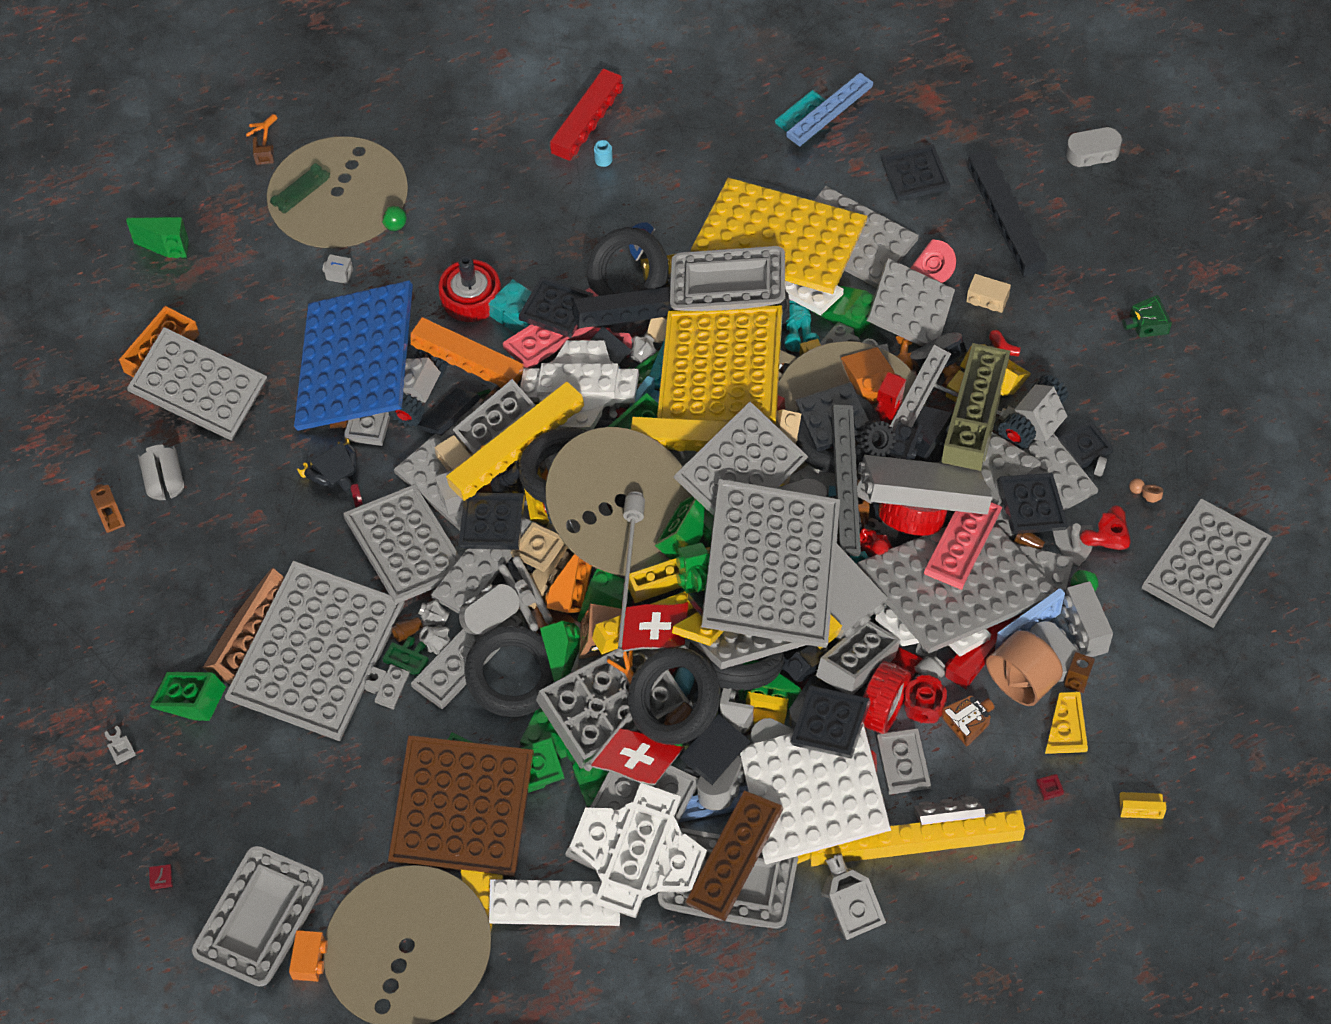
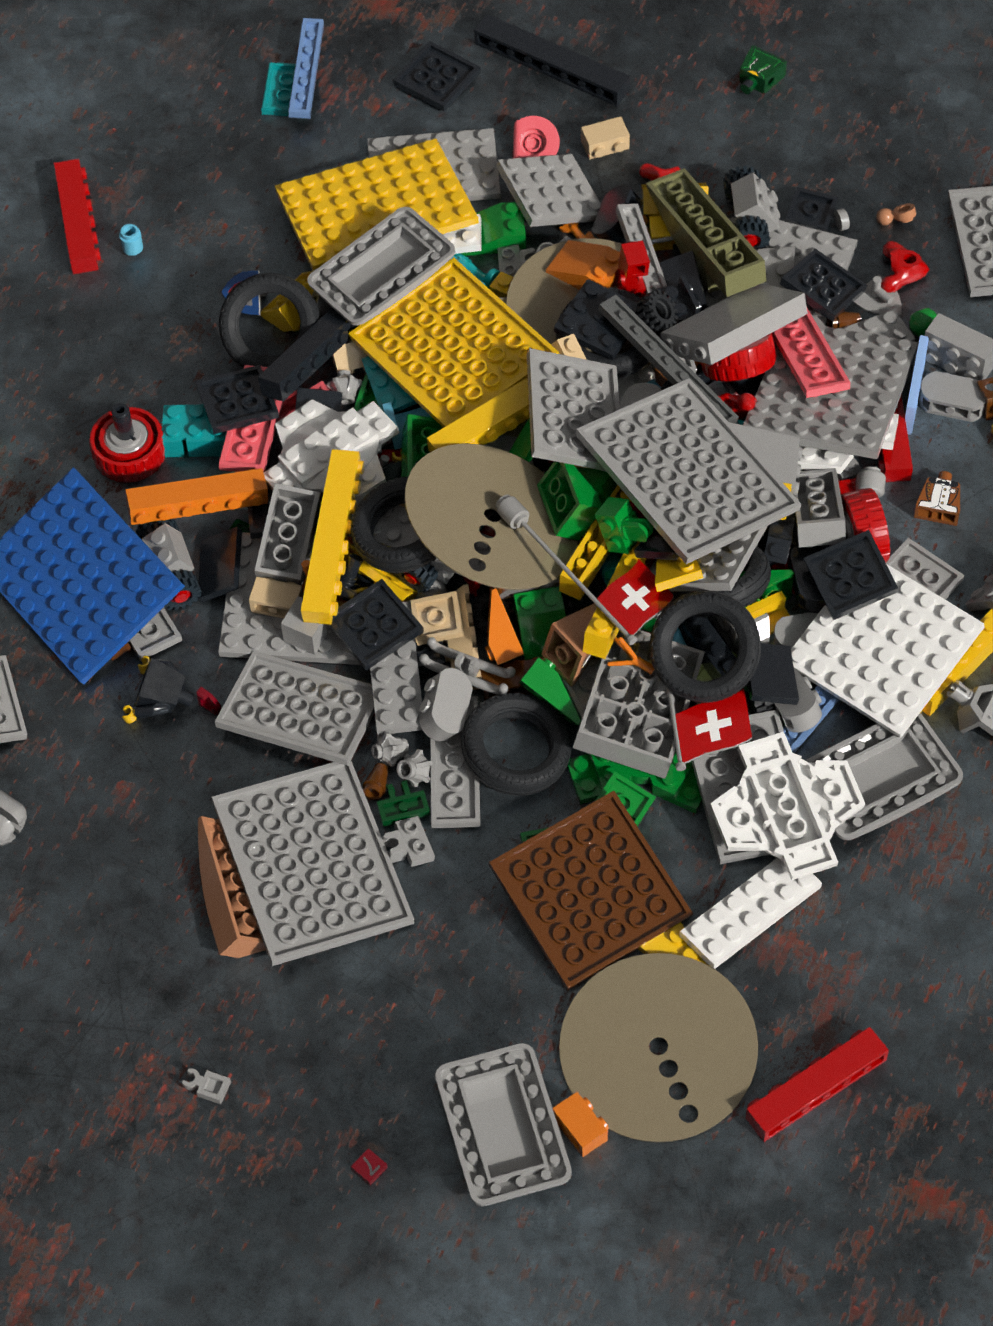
camera: 40 degrees left, 0 degrees up
(189, 694) = (228, 989): green slope -> none
(678, 714) = (709, 667): reddish brown cone -> none
(734, 855) = (874, 747): reddish brown plate -> none
(925, 699) = (898, 506): red brick -> none
(1025, 667) = (952, 421): nougat piece -> none

